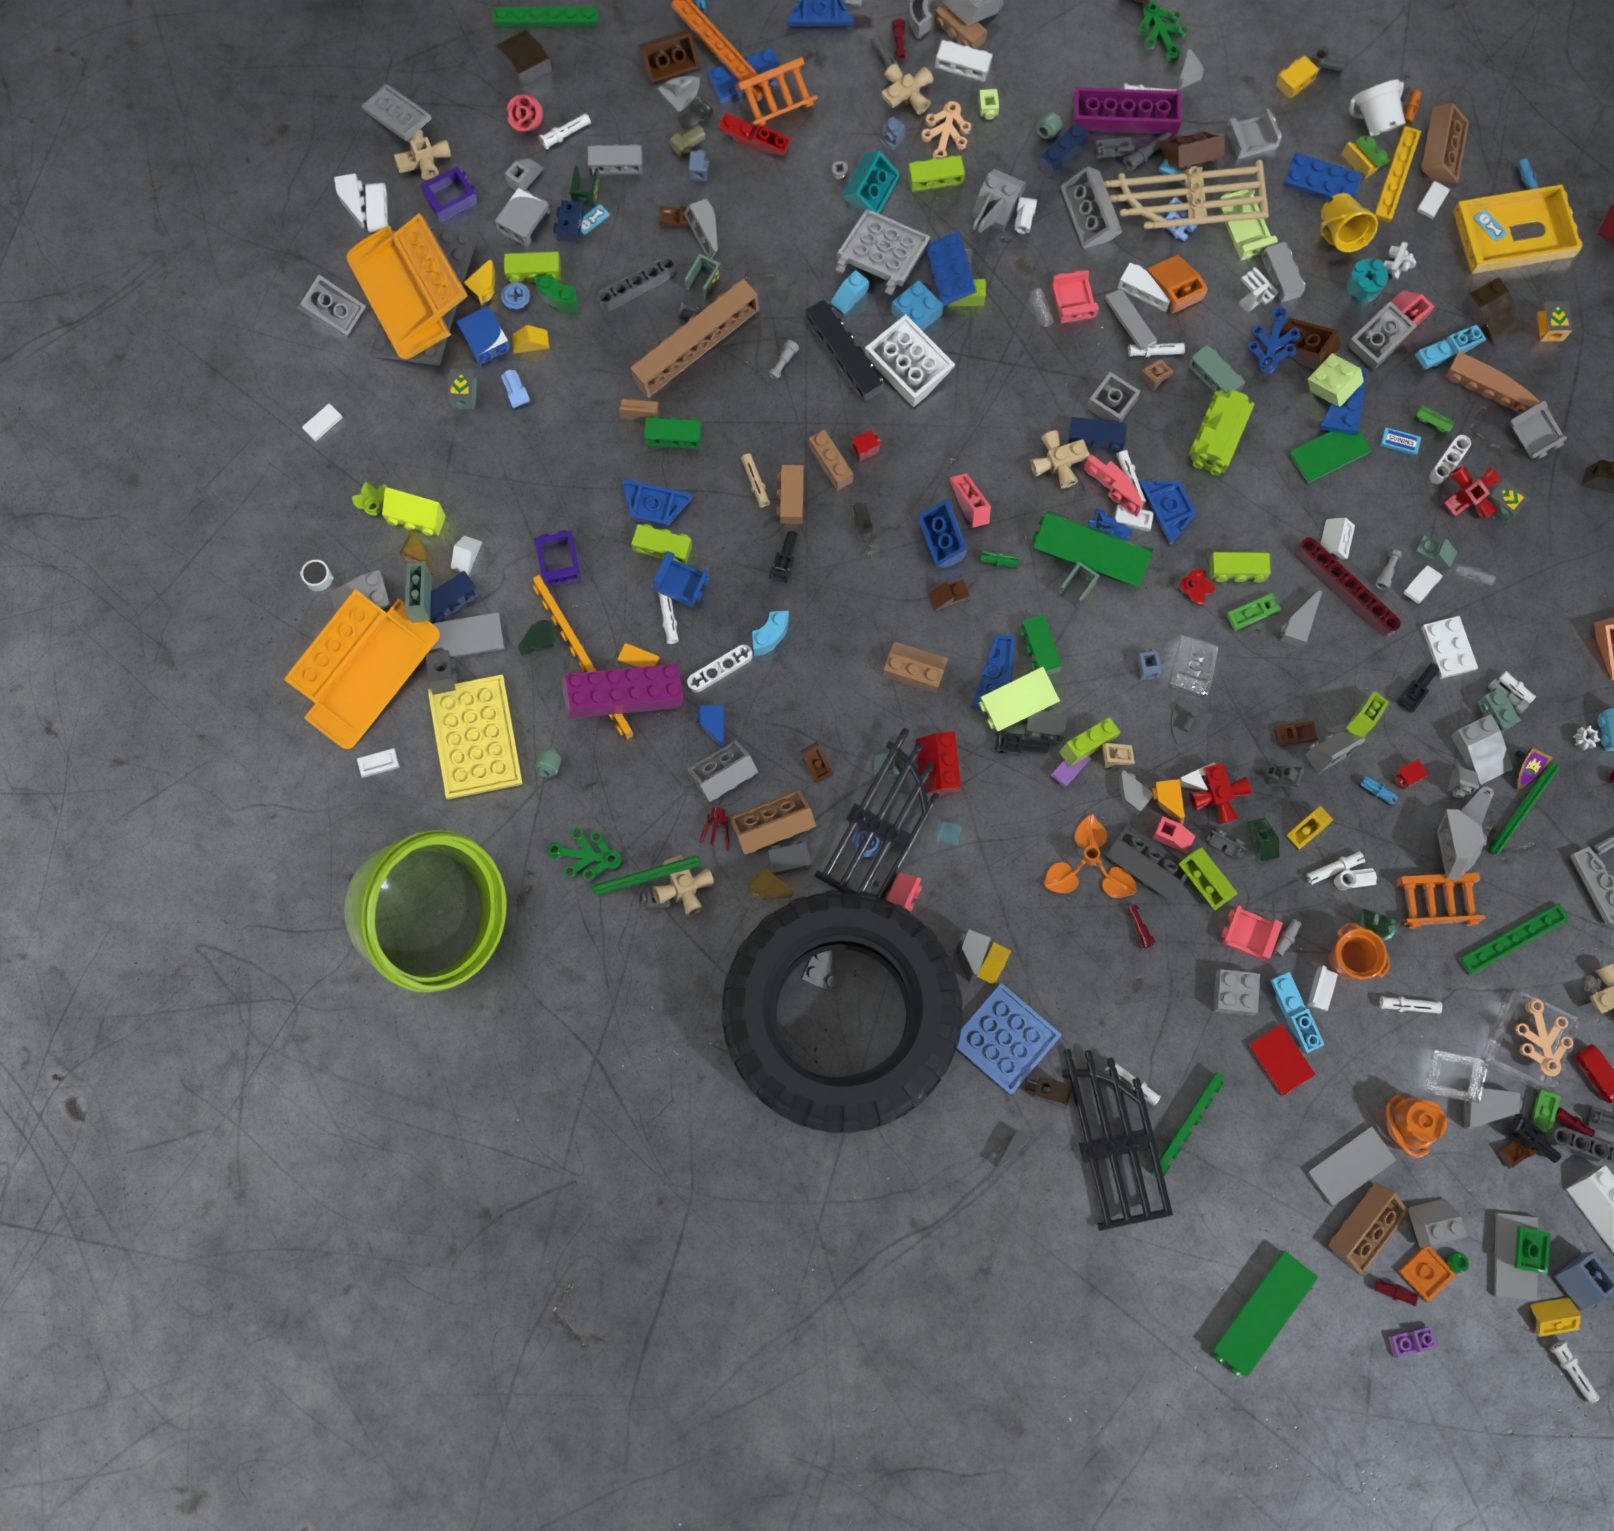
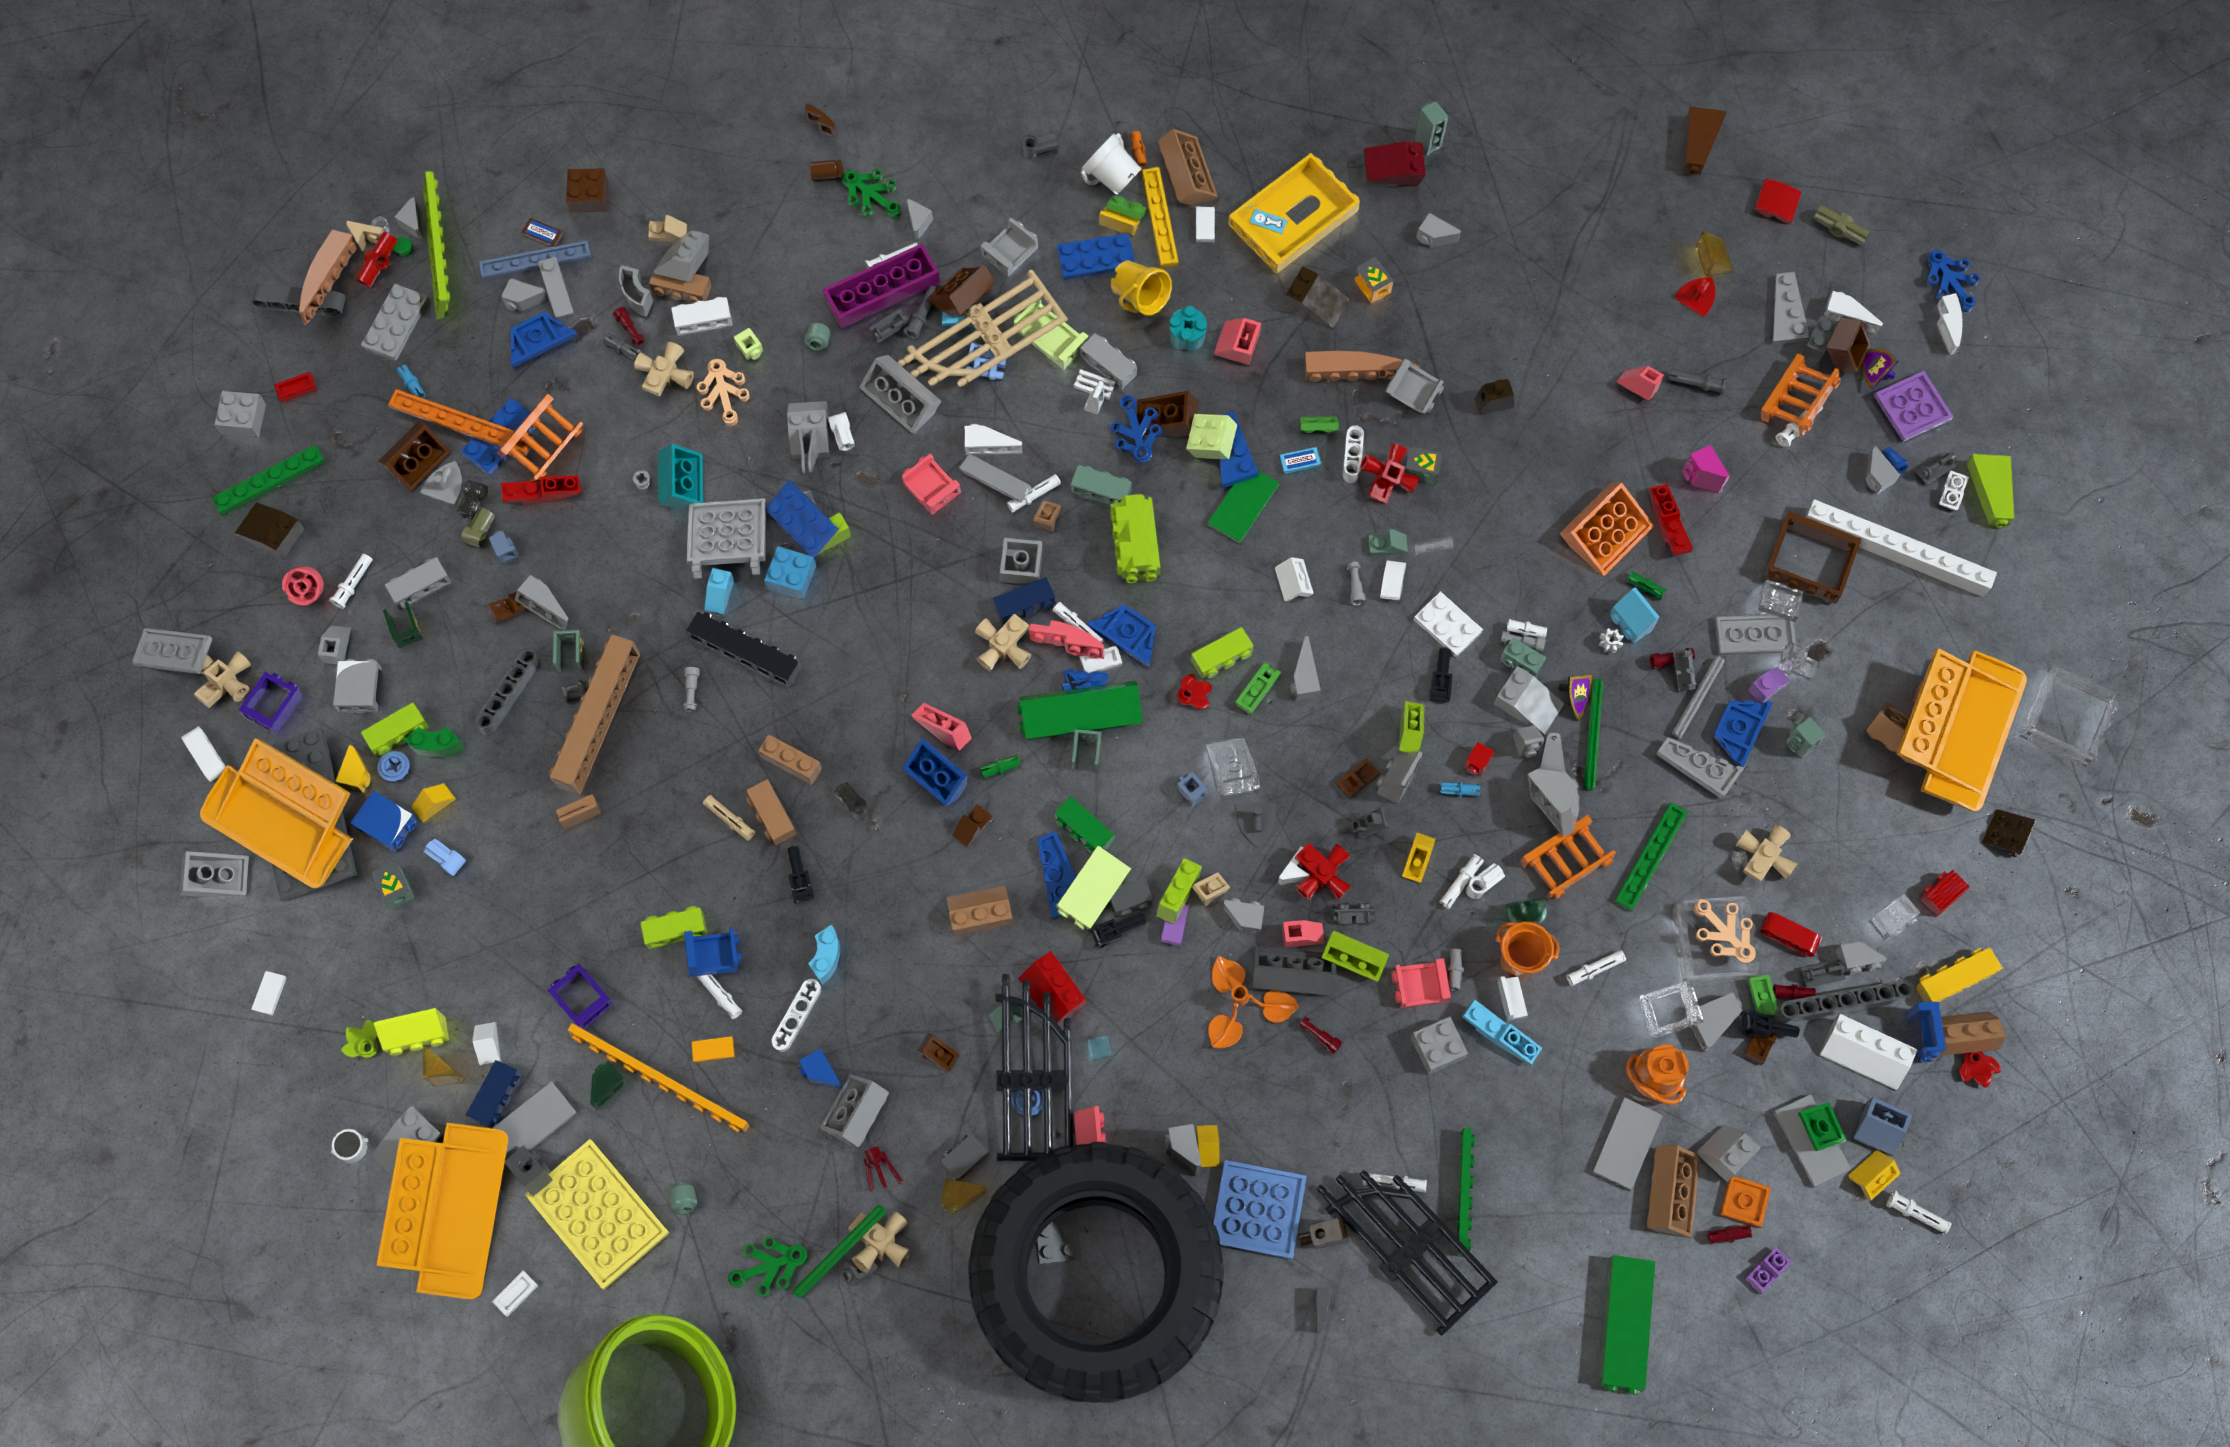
camera: 30 degrees left, 5 degrees down
(349, 193) = (169, 755): white slope -> none
(418, 592) = (464, 1106): sand green brick -> none
(569, 221) = (406, 666): dark blue brick -> none
(593, 218) = (426, 652): sticker -> none
(622, 691) = (716, 1089): magenta brick -> none
(654, 503) = (644, 892): blue wing -> none
(672, 432) = (623, 815): green brick -> none
(772, 822) = (929, 1132): medium nougat slope -> none
(866, 445) = (815, 727): red brick -> none
(893, 133) = (673, 419): sand blue brick -> none
(909, 360) = (810, 626): white slope -> none
(936, 173) = (736, 435): lime brick -> none
(1042, 307) = (907, 509): clear pin -> none
(1063, 150) = (843, 352): dark blue brick -> none
(1170, 799) = (1281, 902): light orange slope -> none
(1178, 282) = (1018, 420): orange slope -> none
(1263, 839) = (1384, 891): clear green slope -> none
(1281, 1060) = (1513, 1083): red tile -> none
(1296, 77) = (1019, 174): yellow brick -> none
(1350, 596) = (1335, 626): dark red beam -> none
(1381, 335) = (1229, 374): light grey slope -> none
(1402, 260) = (1209, 294): white hips -> none
(1447, 349) = (1295, 352): medium azure slope -> none
(1458, 1262) = (1766, 1175): green tile -> none
(1527, 174) = (1276, 159): dark azure pin -> none

